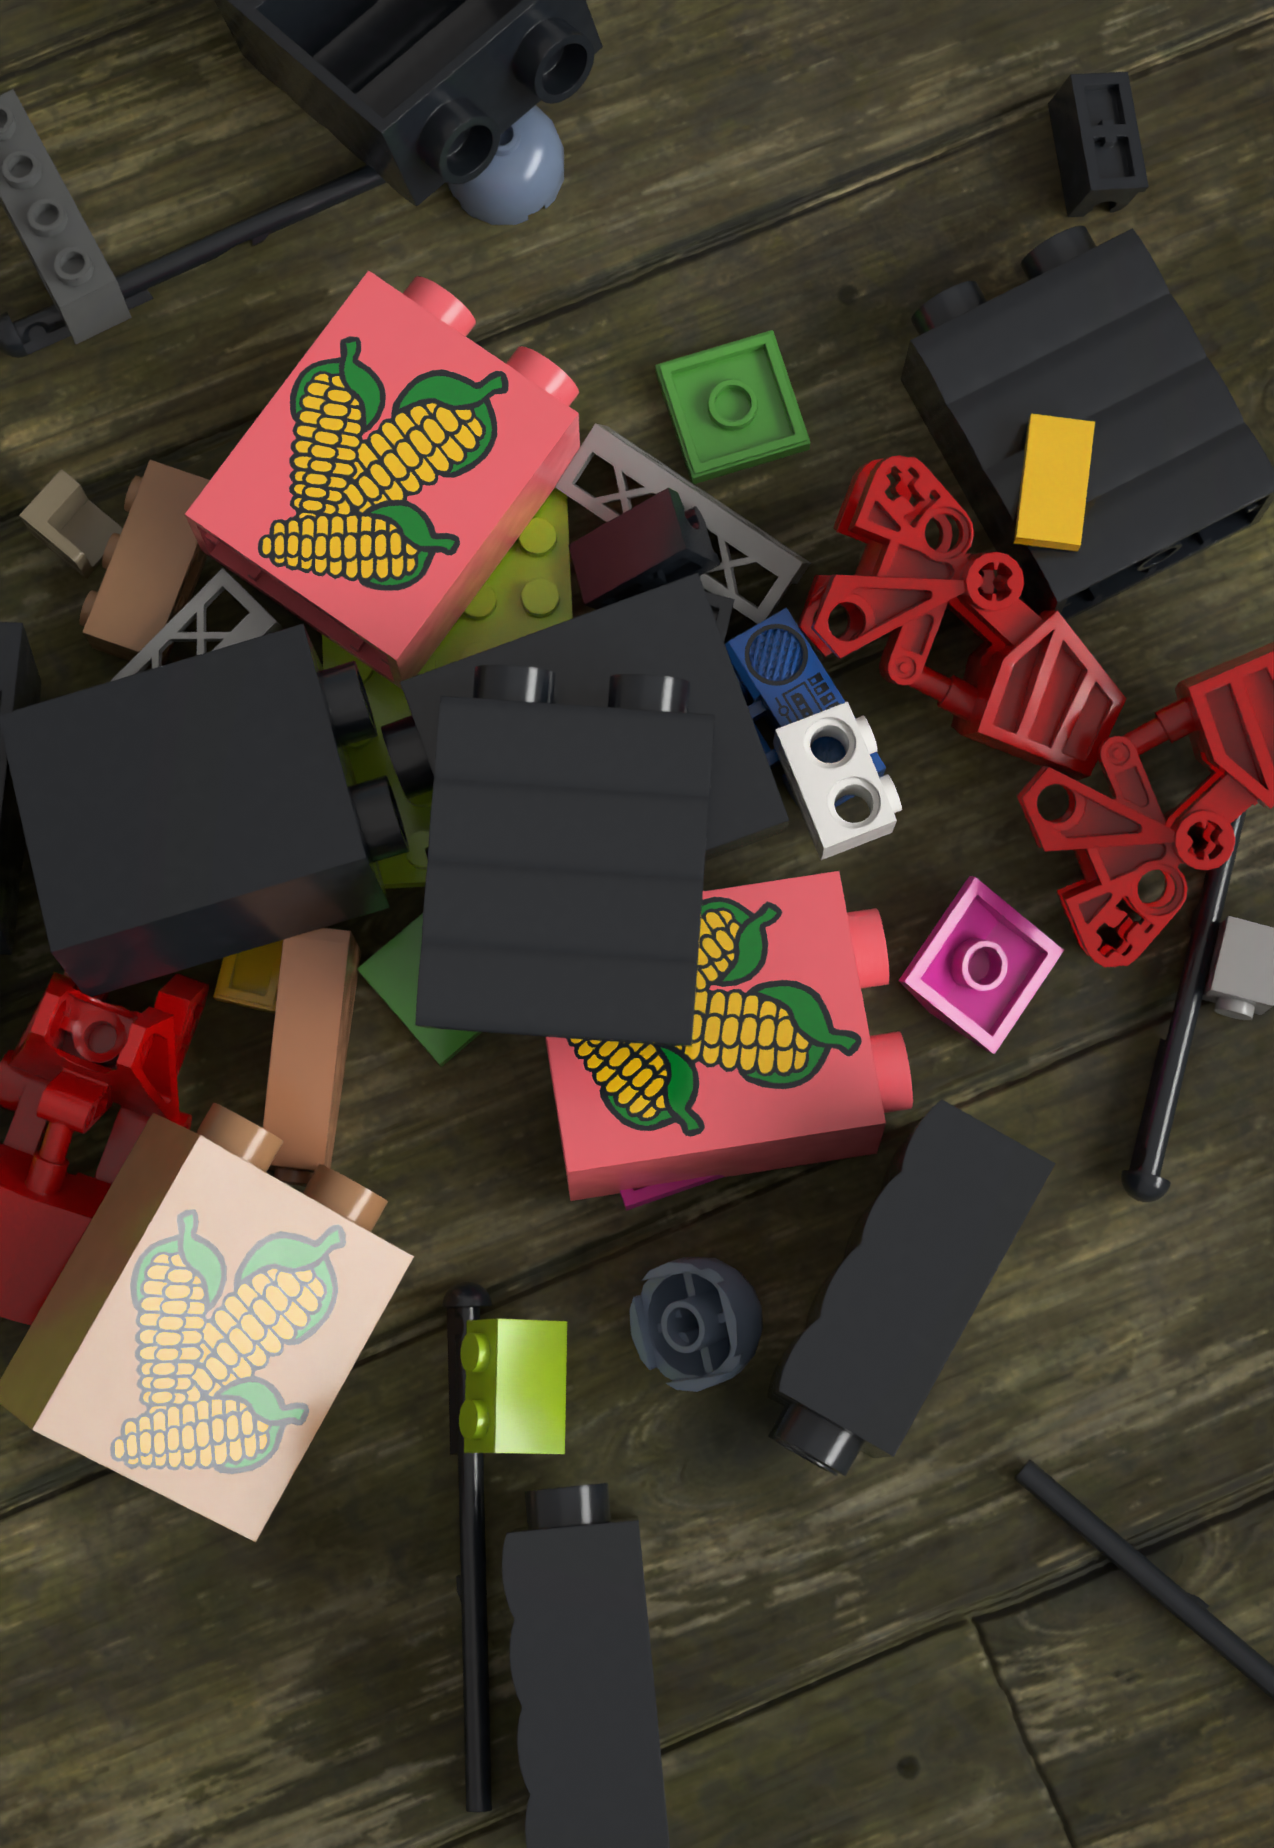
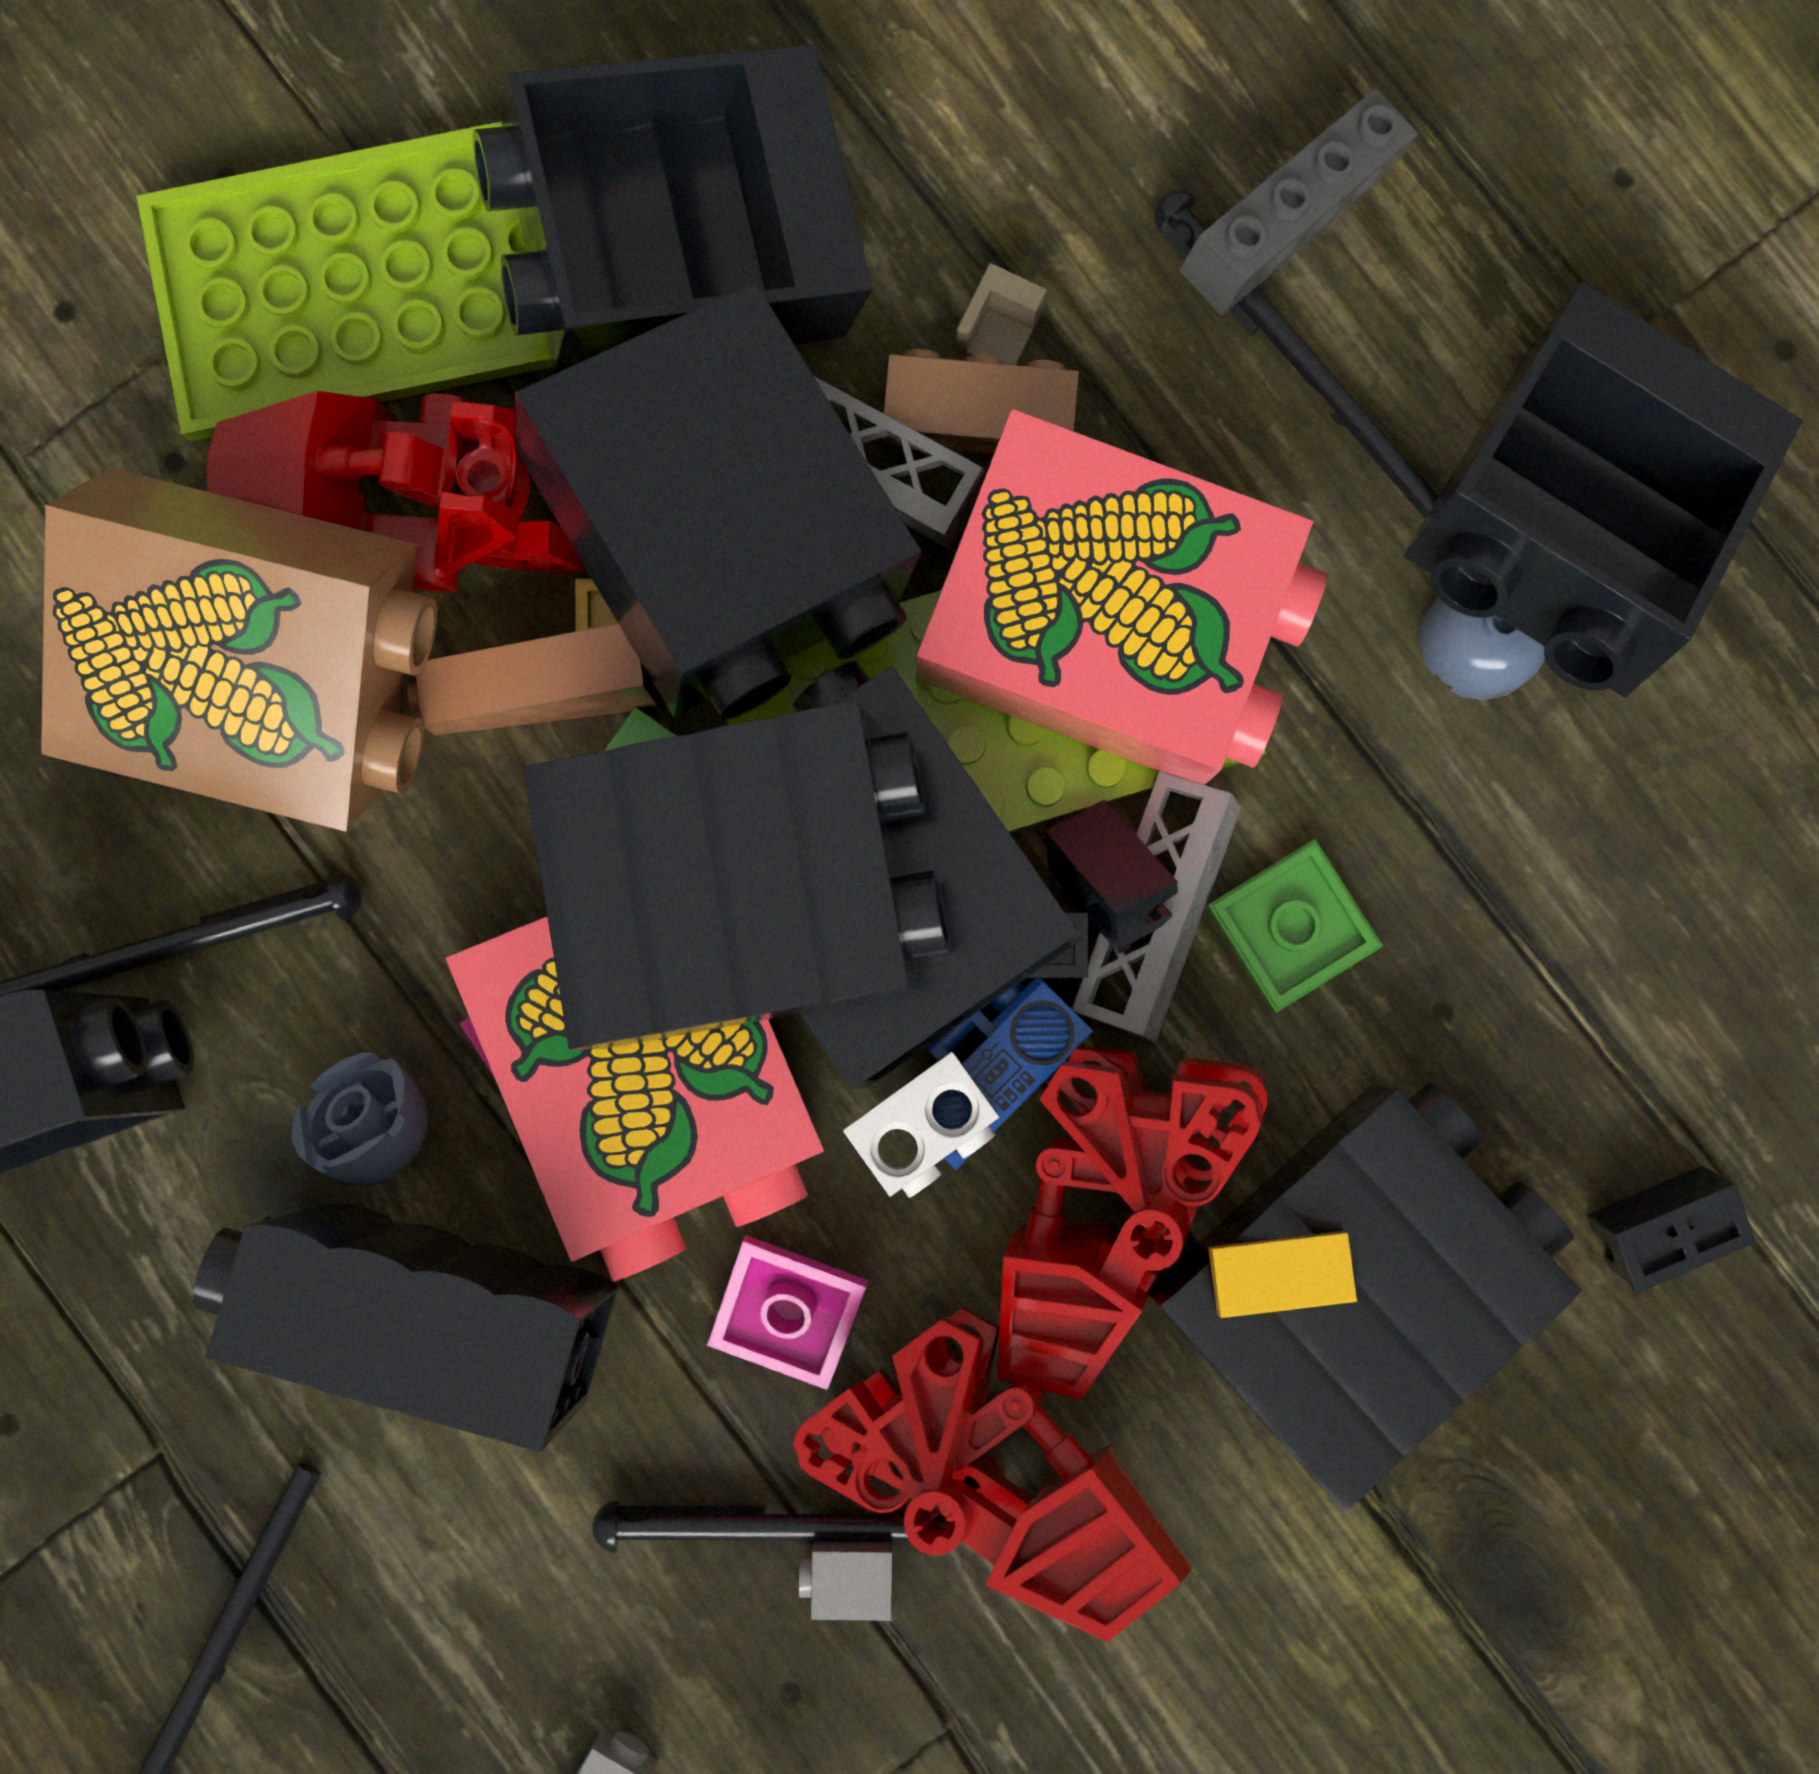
camera: 75 degrees right, 5 degrees up
(514, 1386) = (263, 961): lime brick -> none

